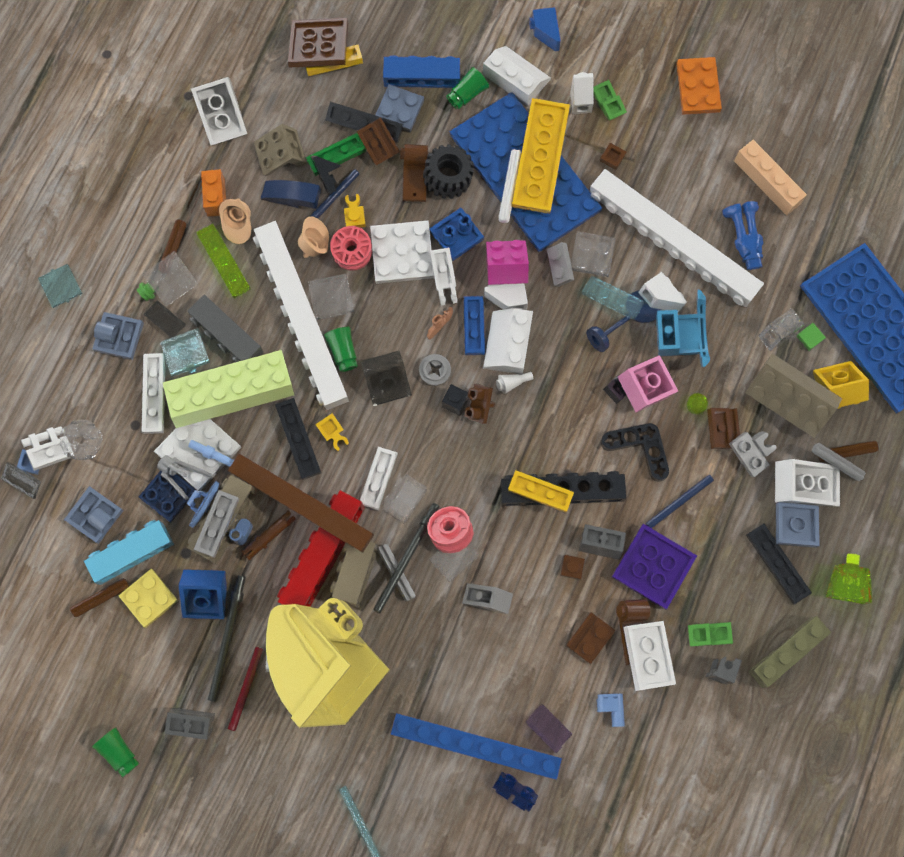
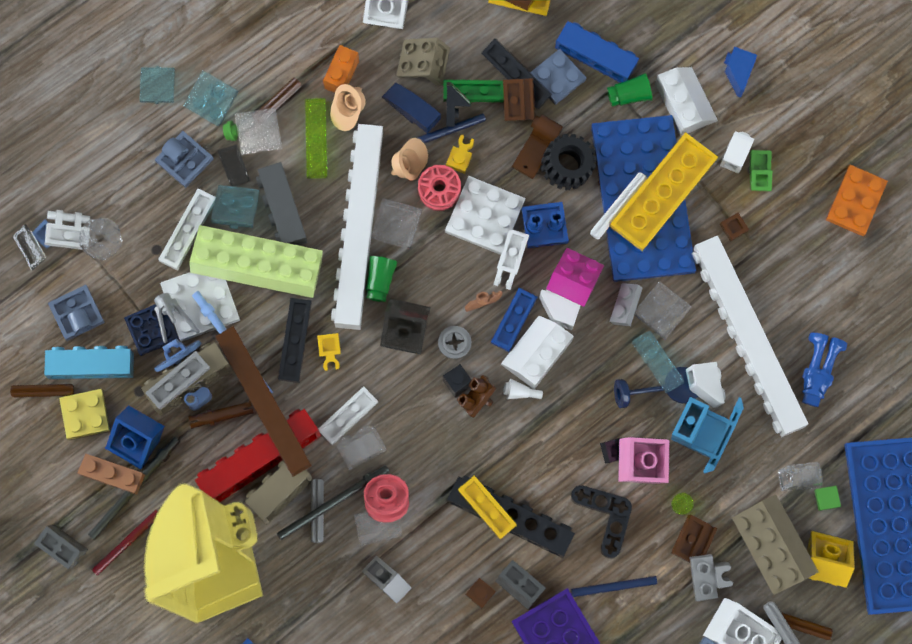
camera: 25 degrees right, 0 degrees up
(113, 272) = (211, 98): none -> clear light blue hinge
(200, 637) = (111, 474): none -> nougat plate
(770, 177) = (873, 325): light nougat brick -> none

